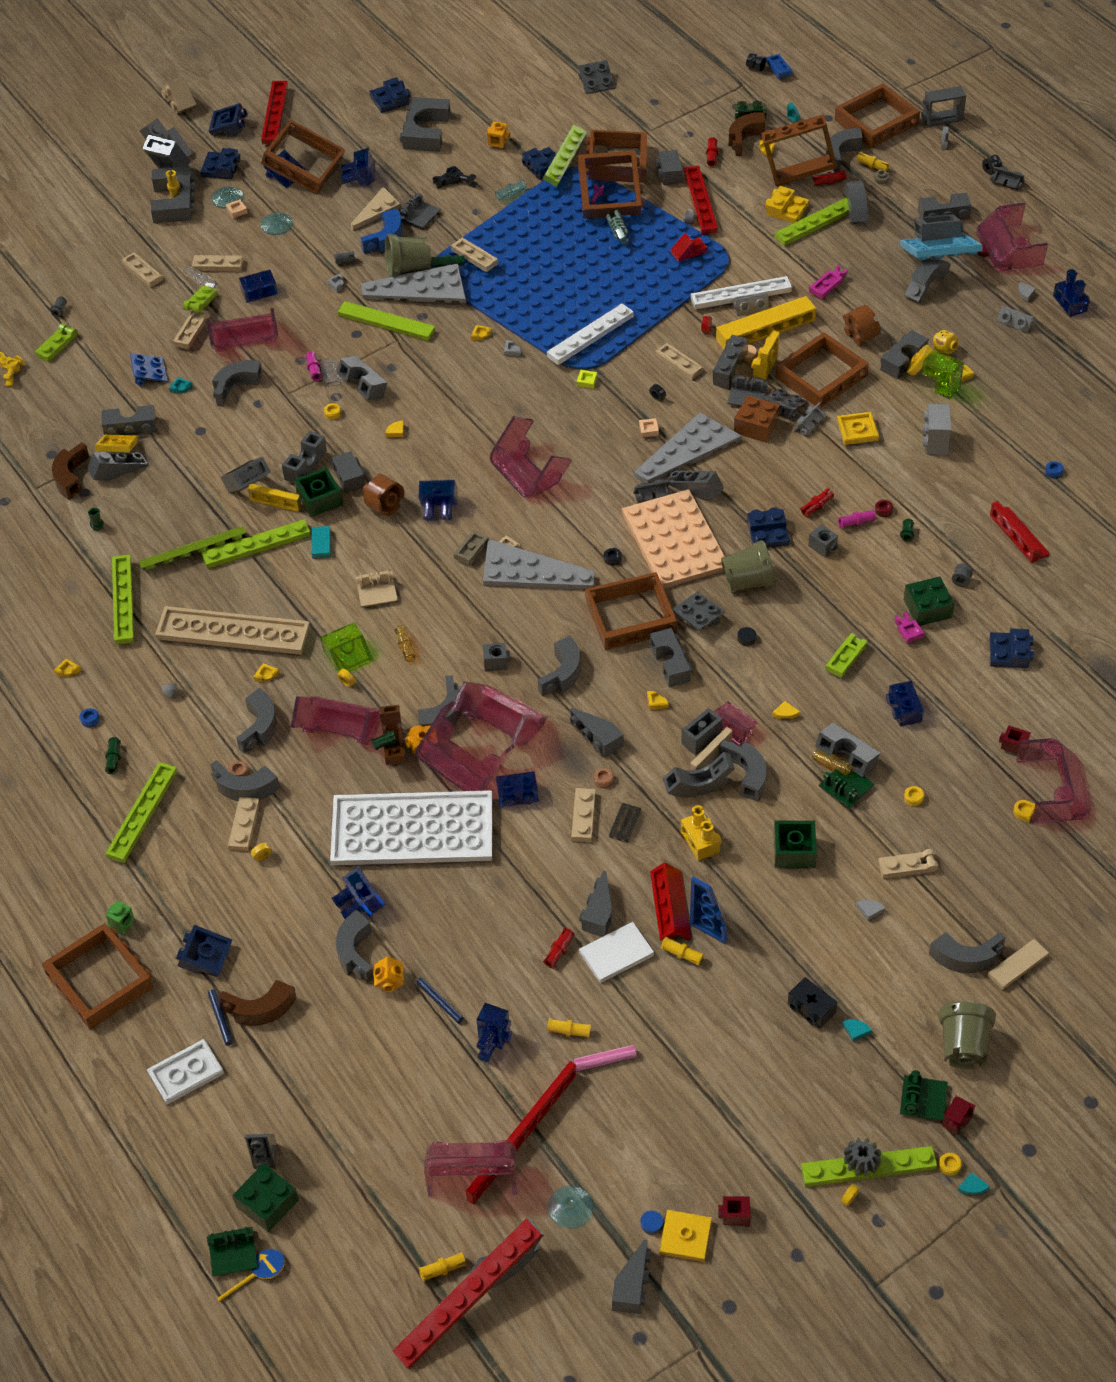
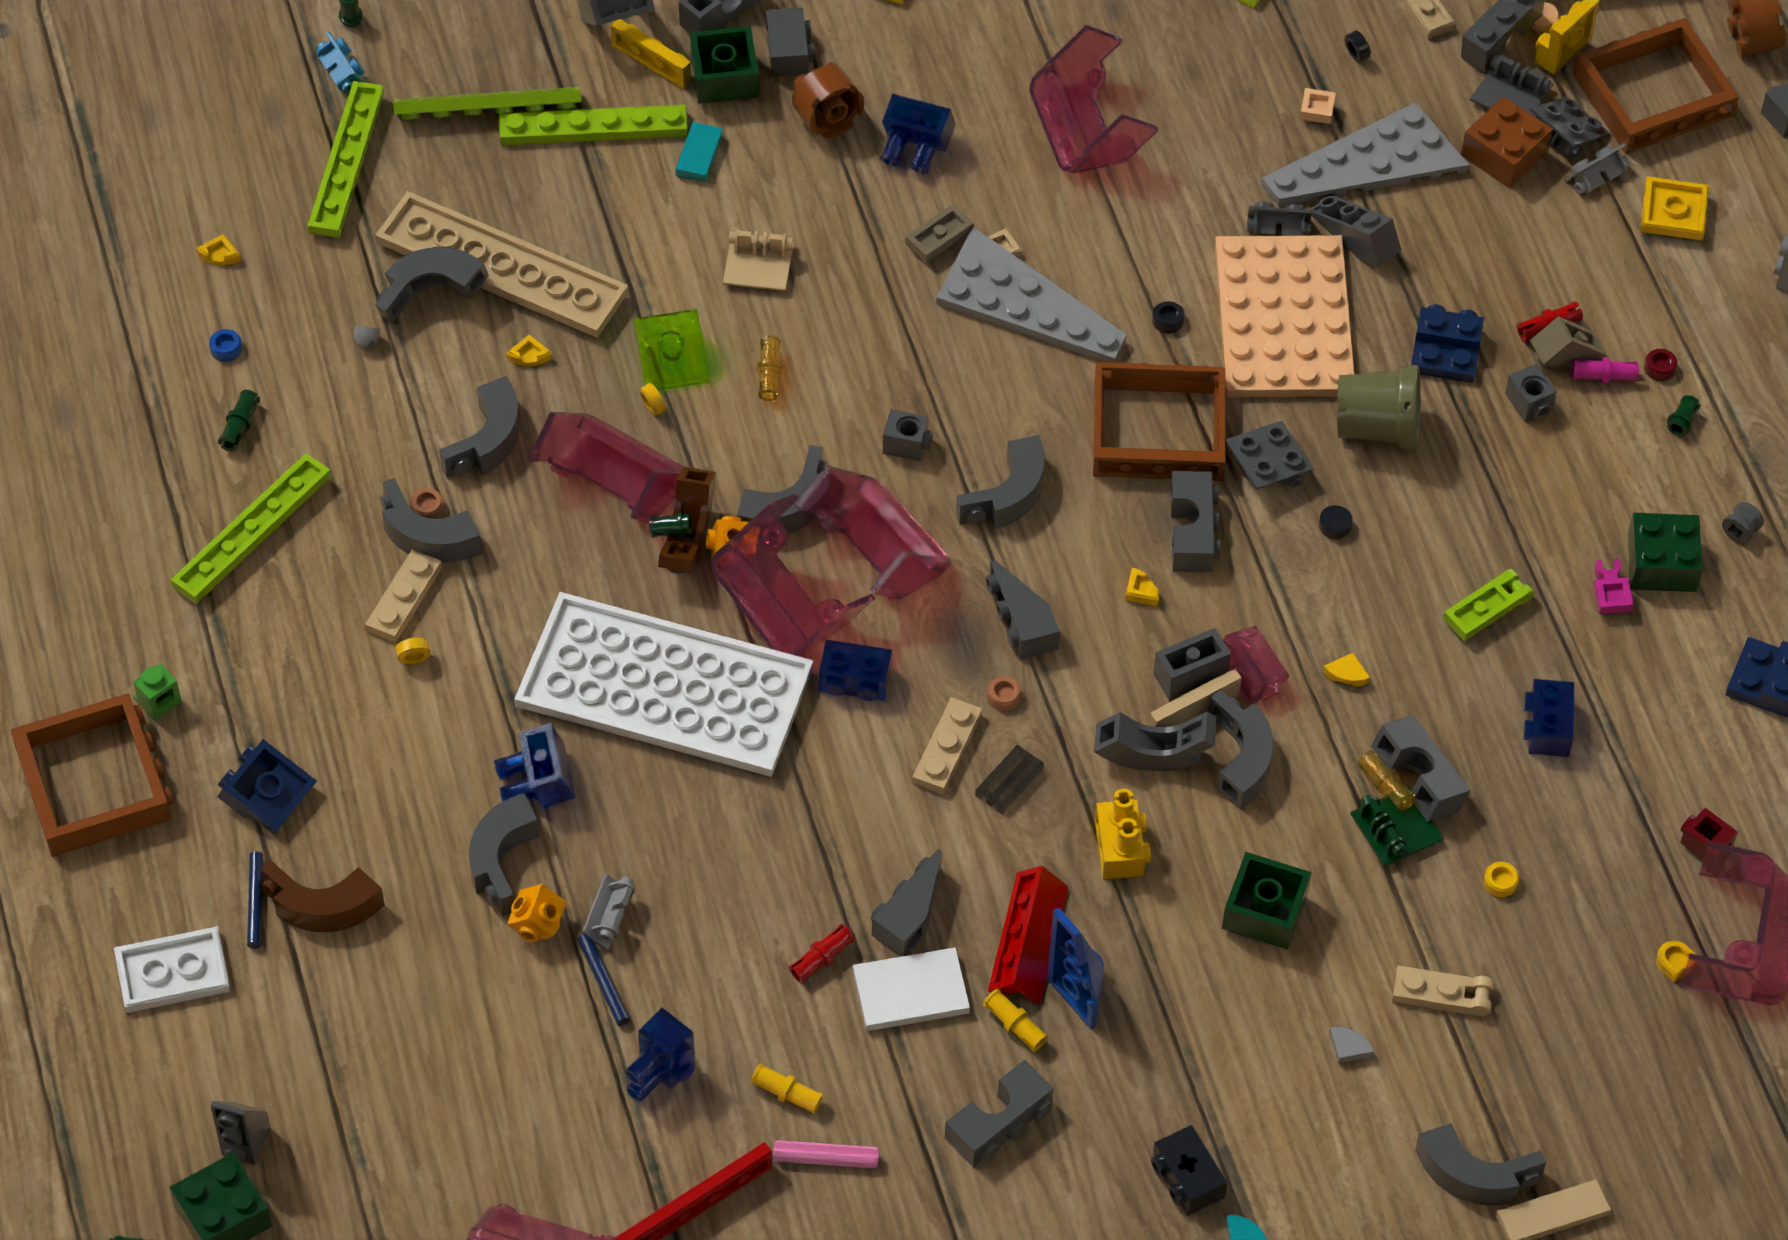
camera: 15 degrees right, 5 degrees up
(96, 545) = (336, 53): none -> dark azure hinge
(193, 642) = (427, 269): none -> dark grey arch
(428, 960) = (608, 910): none -> light grey hinge
(687, 1019) = (980, 1134): none -> dark grey arch
(830, 510) = (1566, 341): none -> dark tan slope

